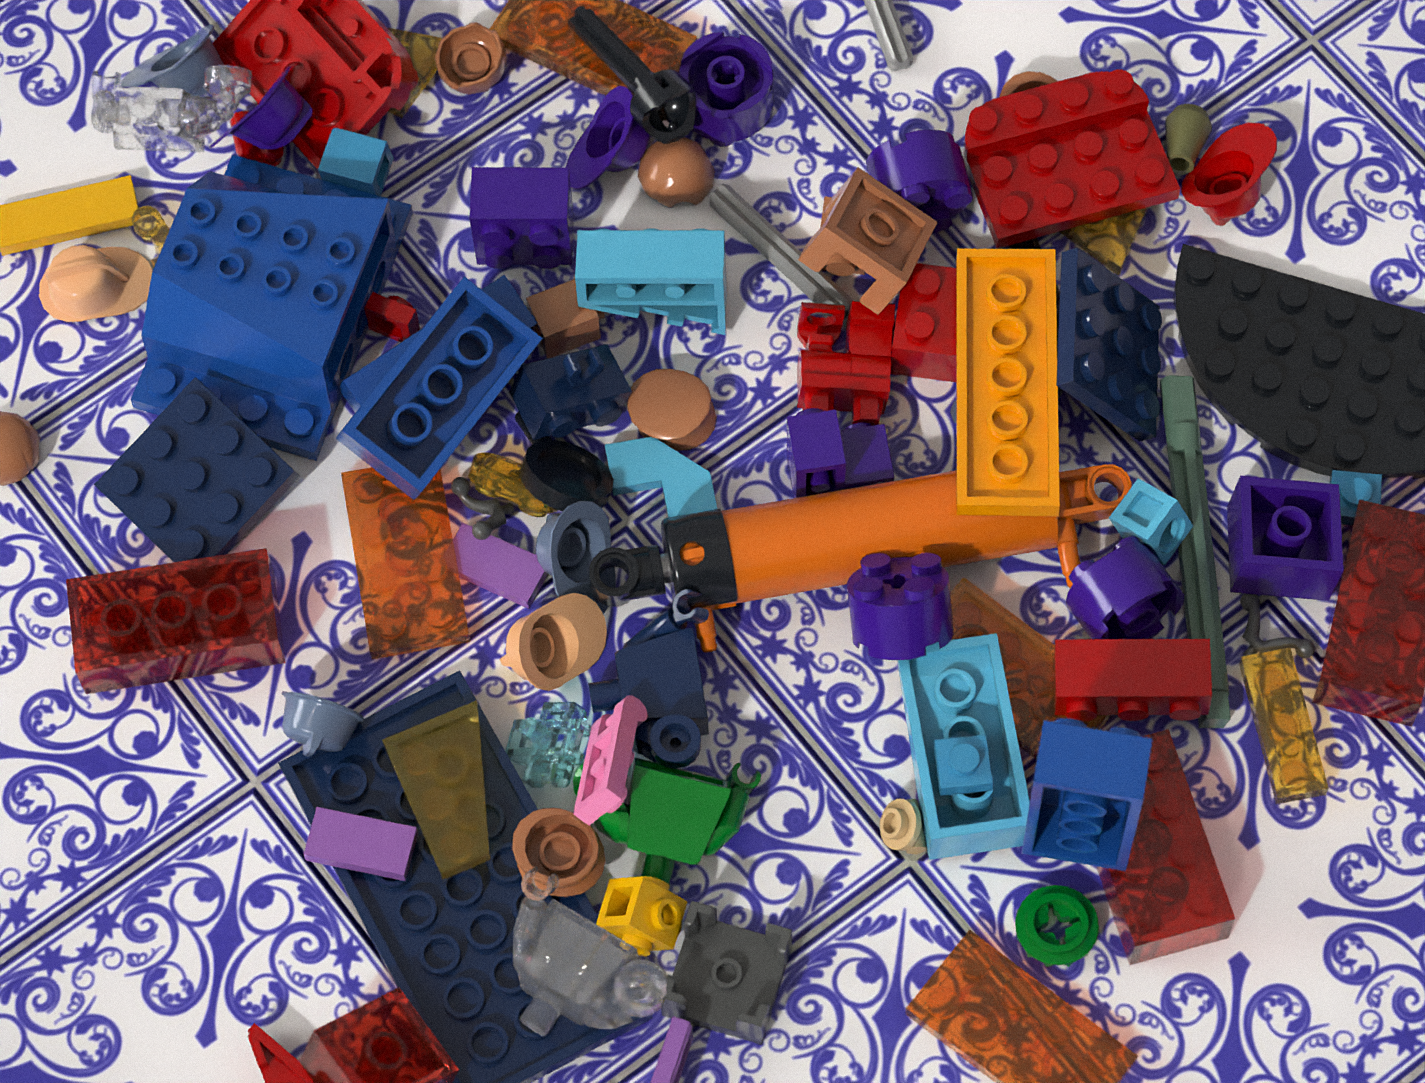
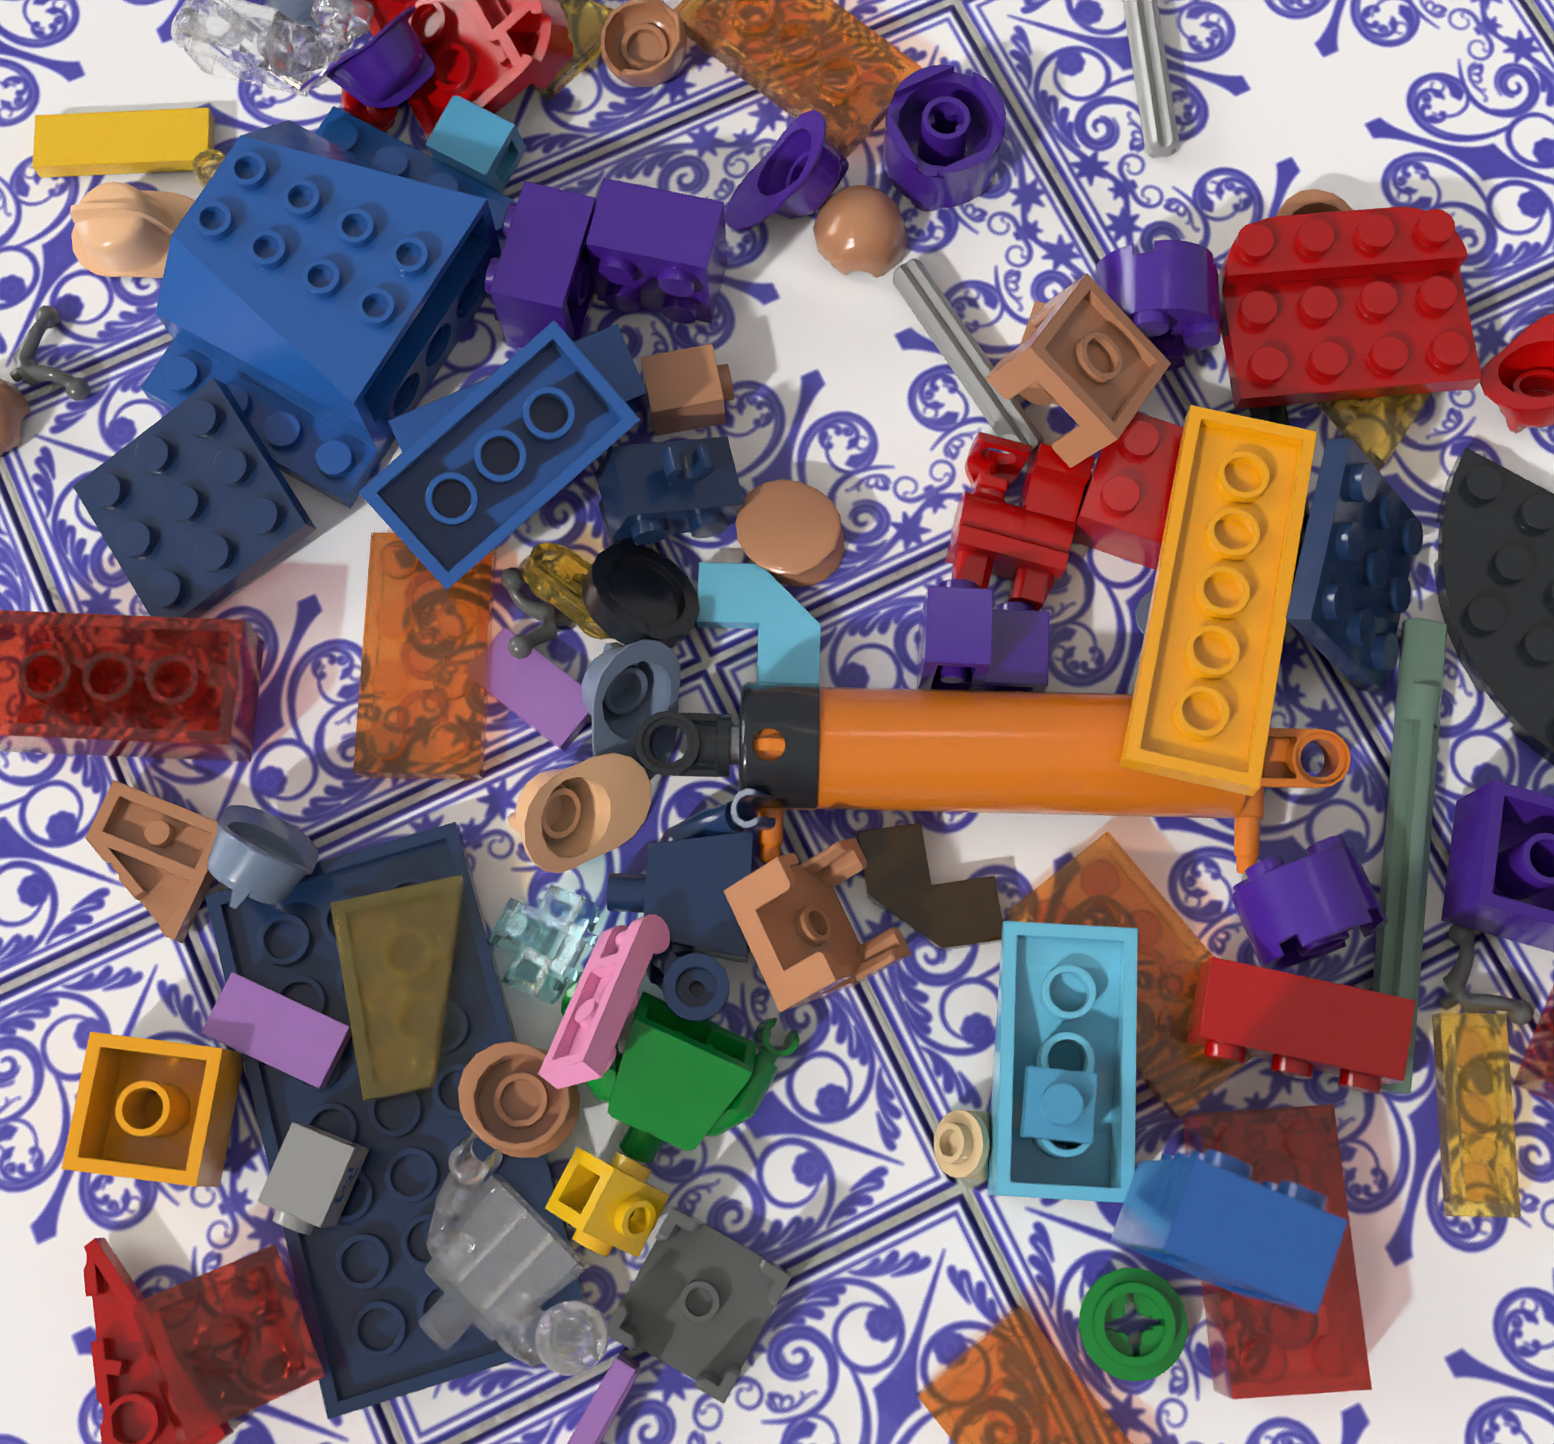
camera: 10 degrees right, 10 degrees up
(37, 363) = (28, 367): none -> dark grey piece
(232, 741) = (156, 853): none -> nougat wing
(280, 919) = (153, 1110): none -> light orange brick
(391, 317) = (475, 345): red plate -> none
(415, 936) = (312, 1178): none -> light grey brick
(436, 242) = (543, 265): none -> dark purple brick
(654, 273) = (803, 356): medium azure wedge -> none
(656, 95) = (854, 129): black piece -> none
(744, 689) = (802, 929): none -> nougat panel
(813, 650) = (943, 913): none -> dark brown tile
(900, 605) = (1021, 868): dark purple brick -> none
(1153, 519) = (1364, 811): medium azure brick -> none
(1186, 135) = (1497, 310): olive cone -> none

